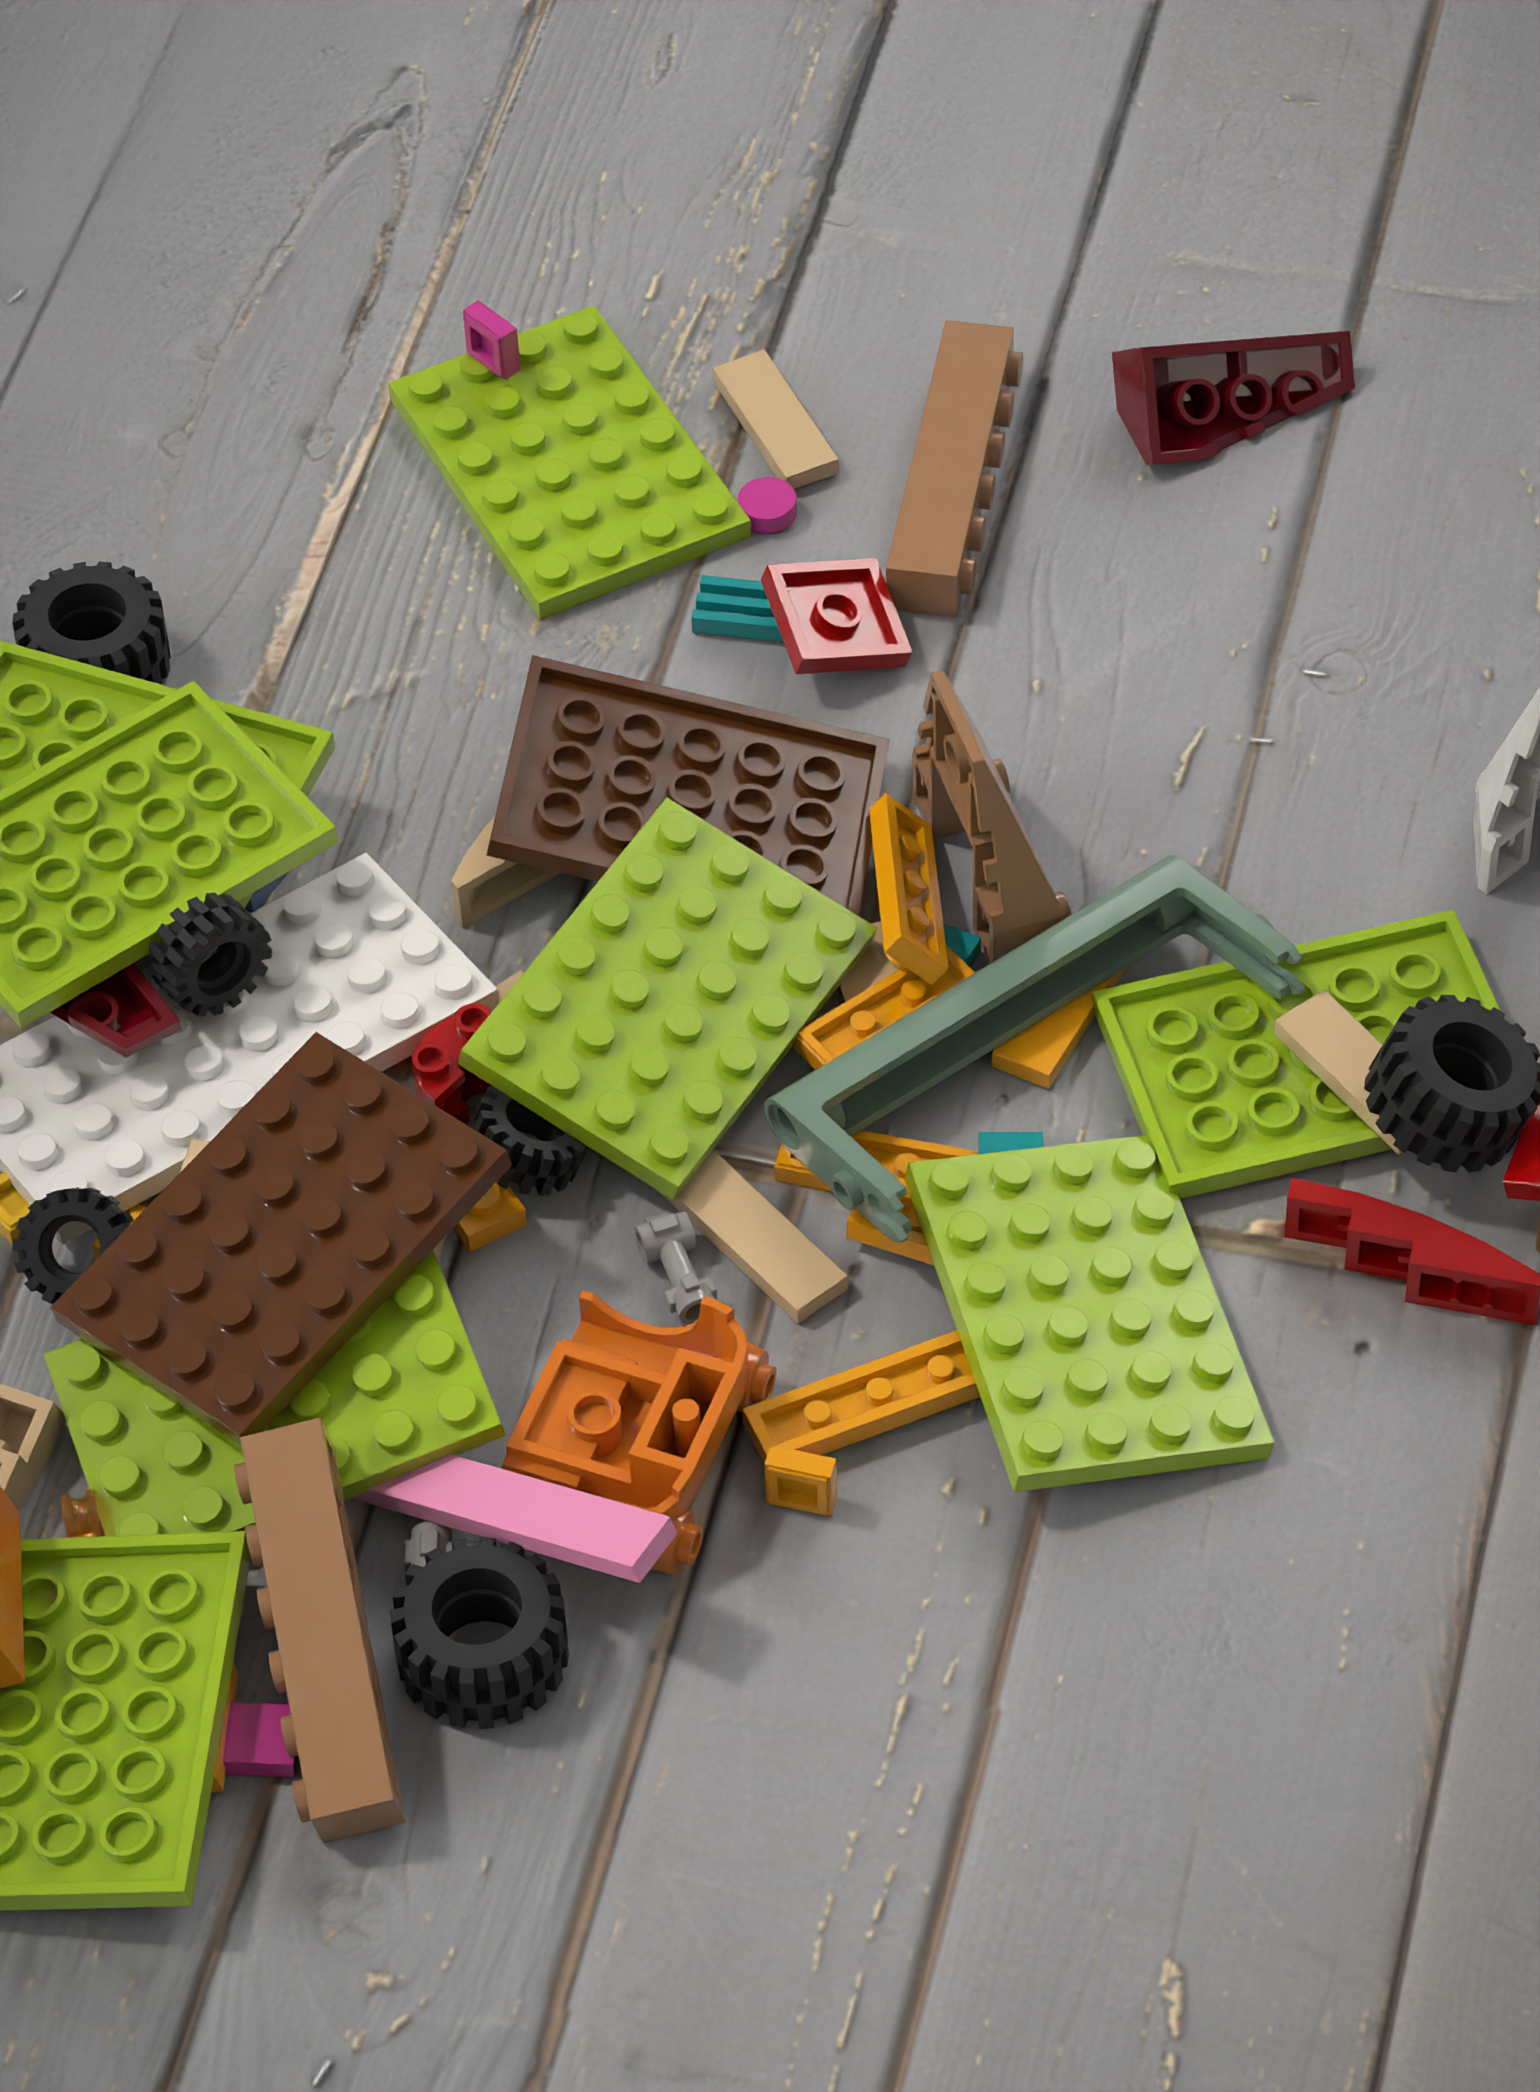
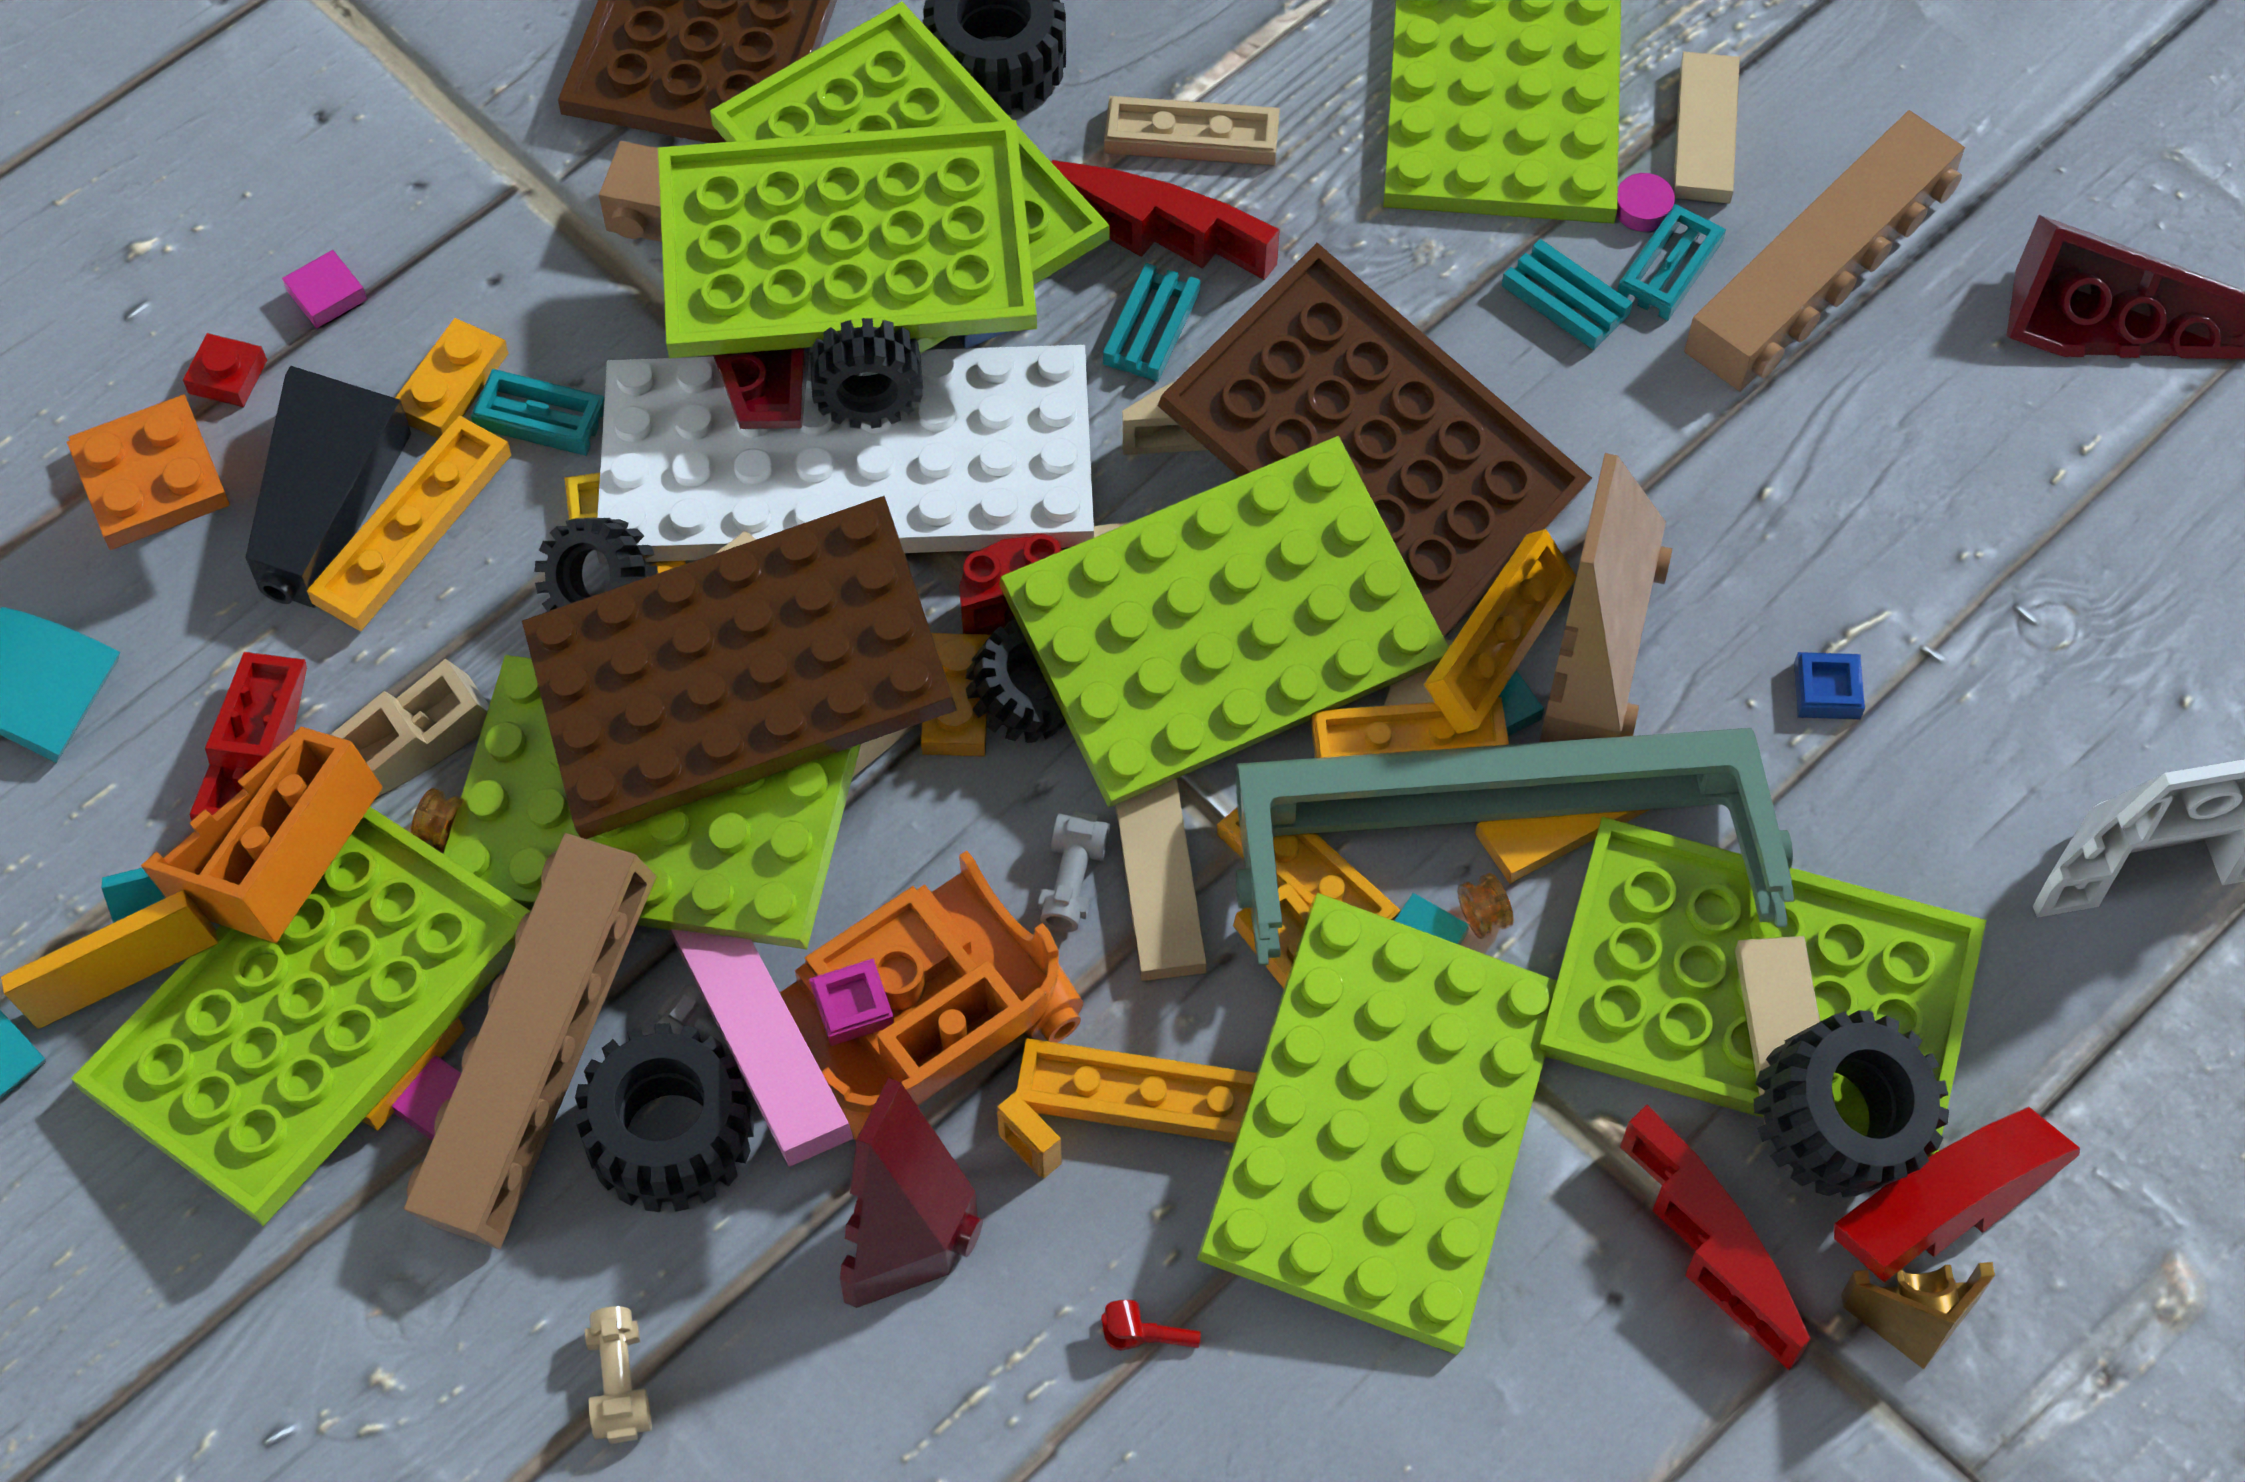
camera: 30 degrees right, 10 degrees up
(323, 636) = (1191, 130): none -> tan tile
(382, 708) = (1179, 219): none -> red slope
(402, 772) = (1166, 286): none -> teal tile
(577, 1452) = (851, 1002): none -> dark pink tile
(611, 1878) = (620, 1411): none -> tan bar
(756, 1570) = (910, 1206): none -> dark red wedge
(825, 501) = (1652, 293): none -> teal tile
(836, 616) = (1624, 338): plate -> none
(990, 1584) = (1125, 1330): none -> red hand
(1046, 1109) = (1485, 905): none -> clear orange bush
(1198, 804) = (1829, 685): none -> blue tile

